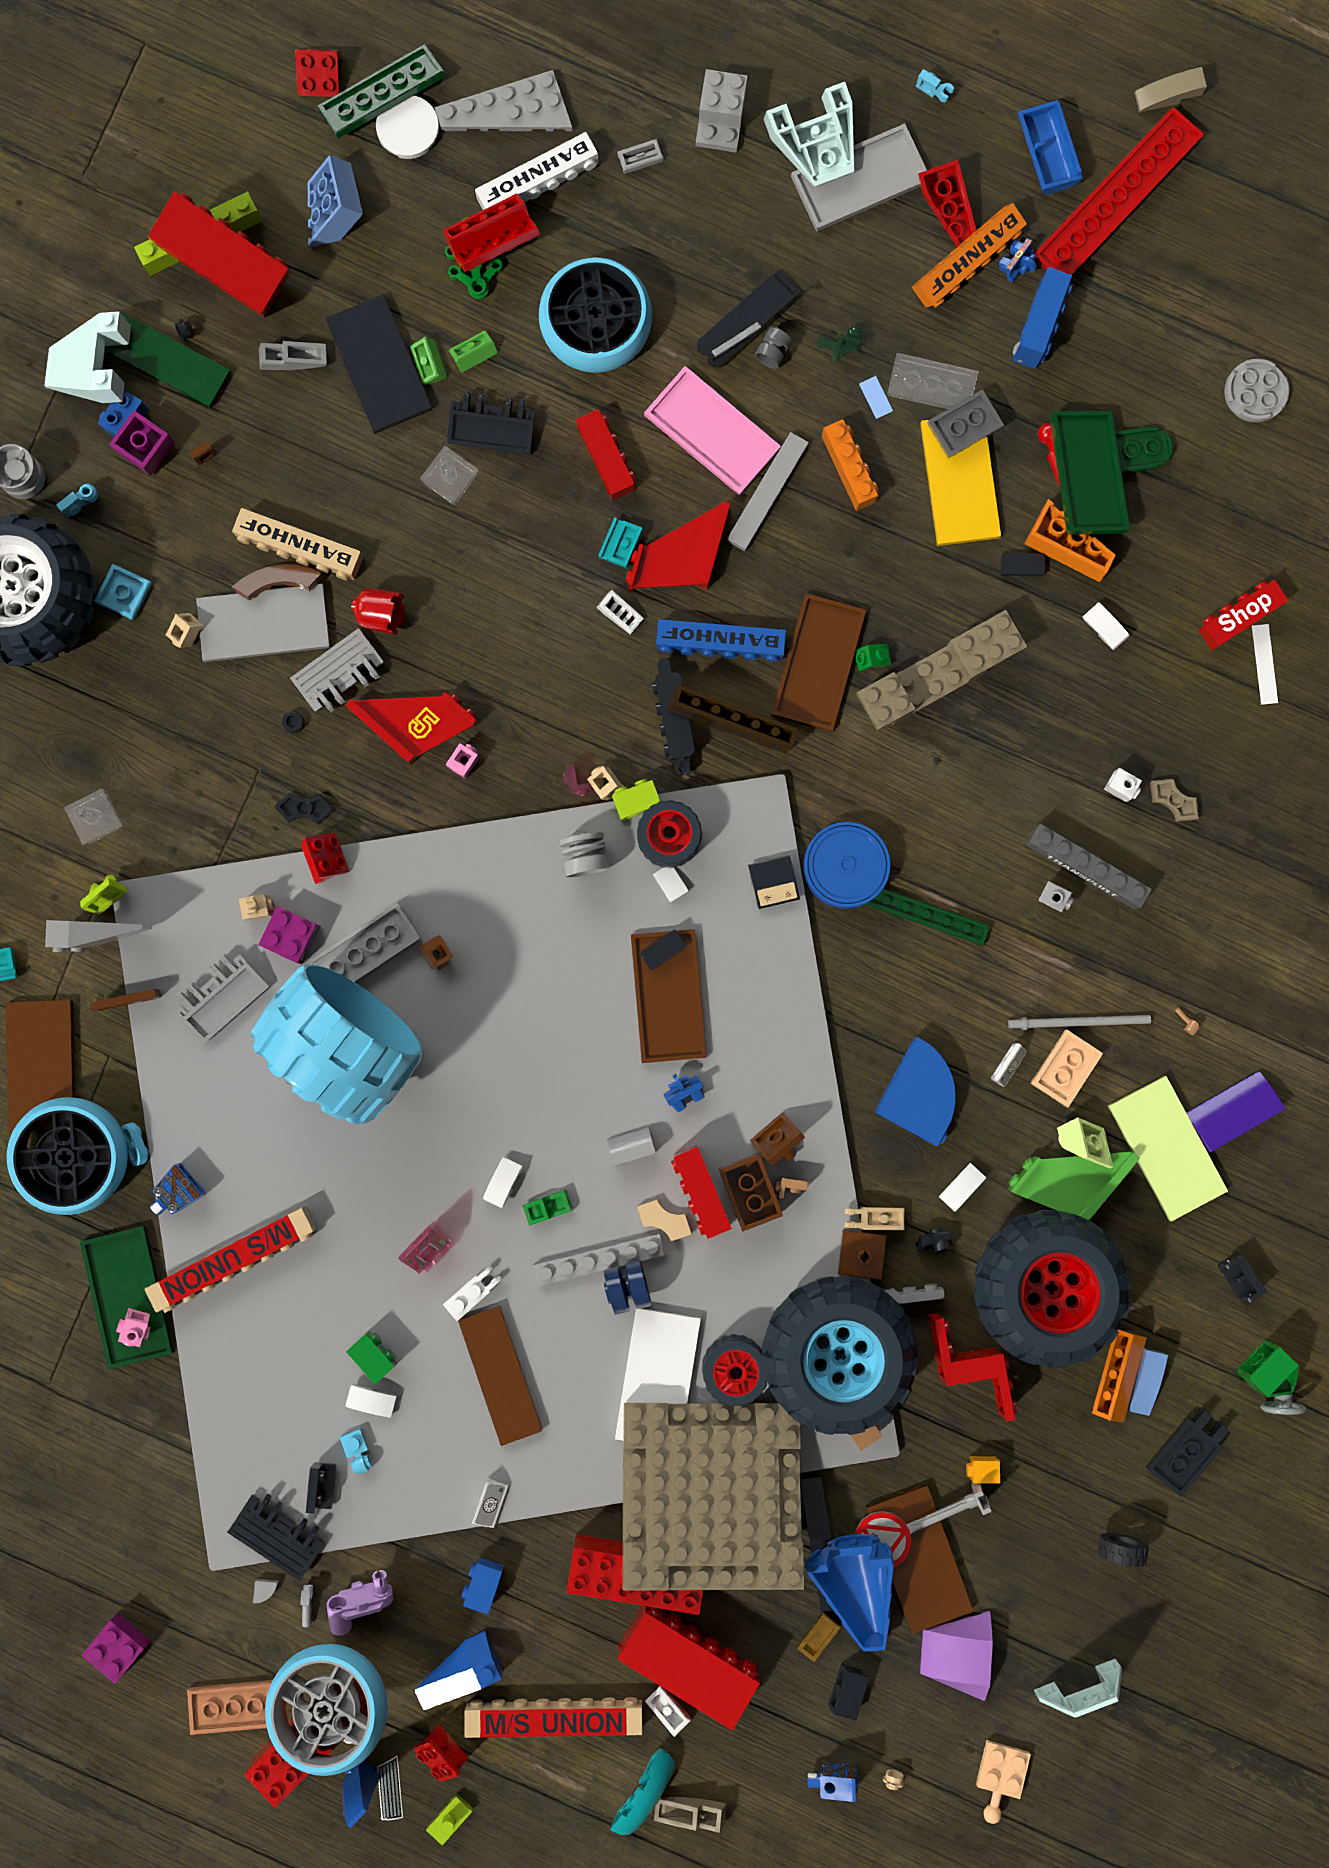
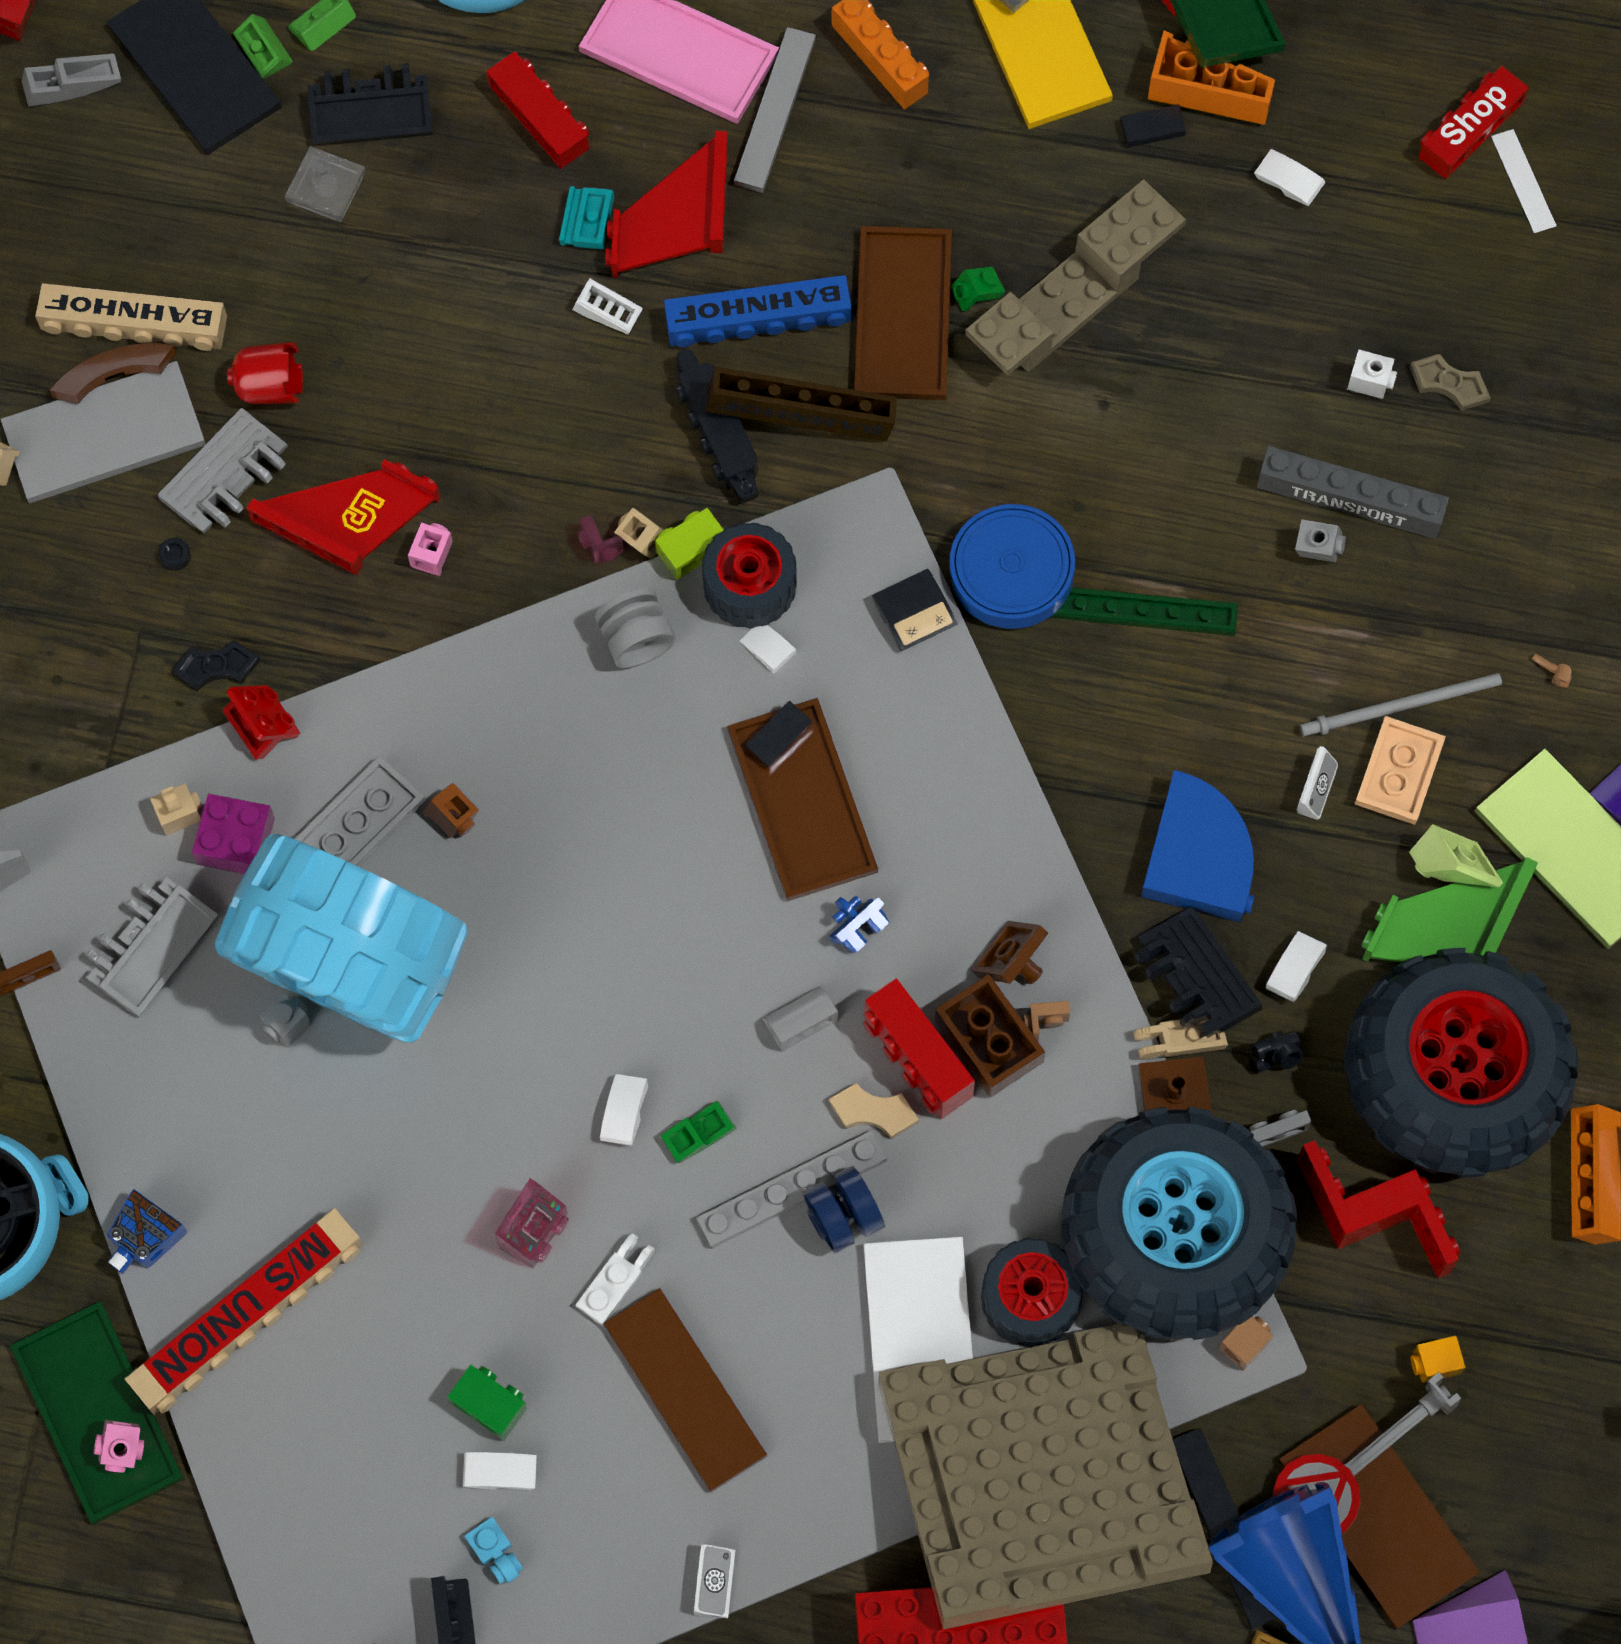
camera: 10 degrees left, 15 degrees down
(899, 1176) = (1200, 974): none -> black hinge

